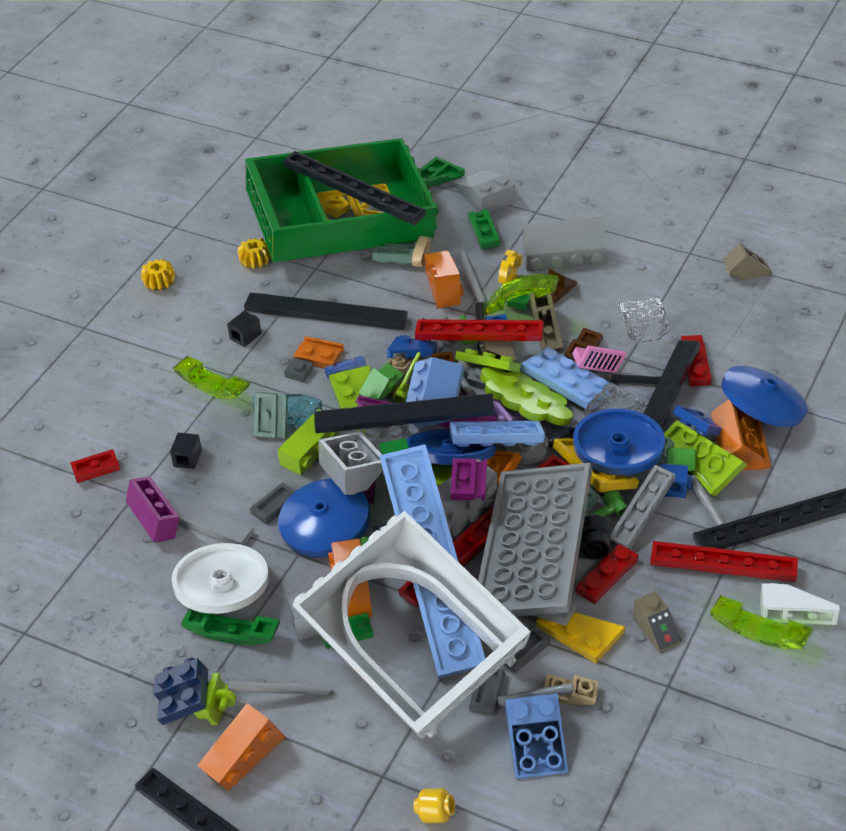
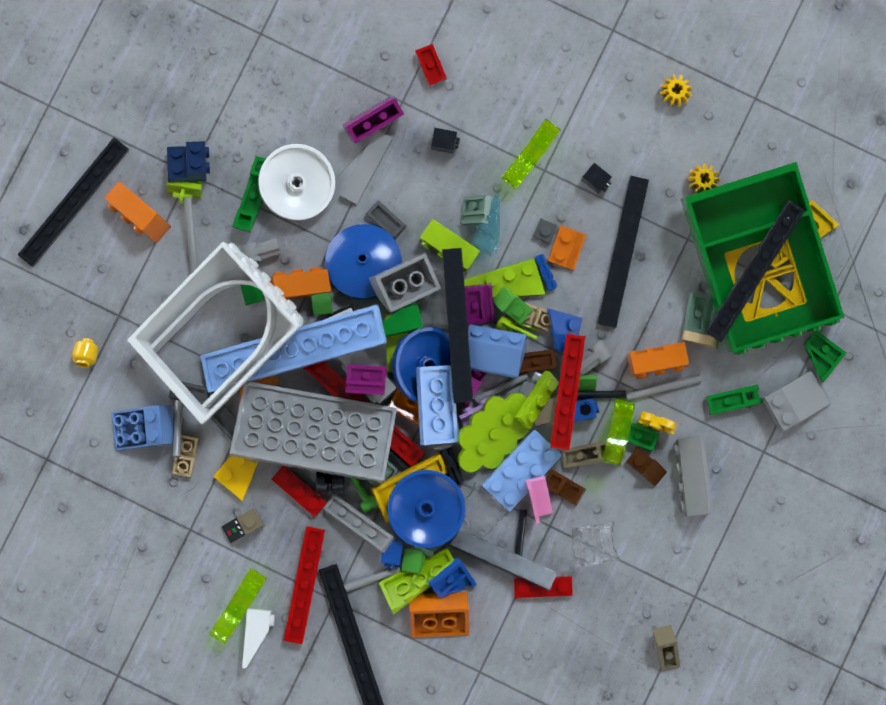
camera: 85 degrees right, 40 degrees up
(764, 396) = (479, 639): blue dish -> none

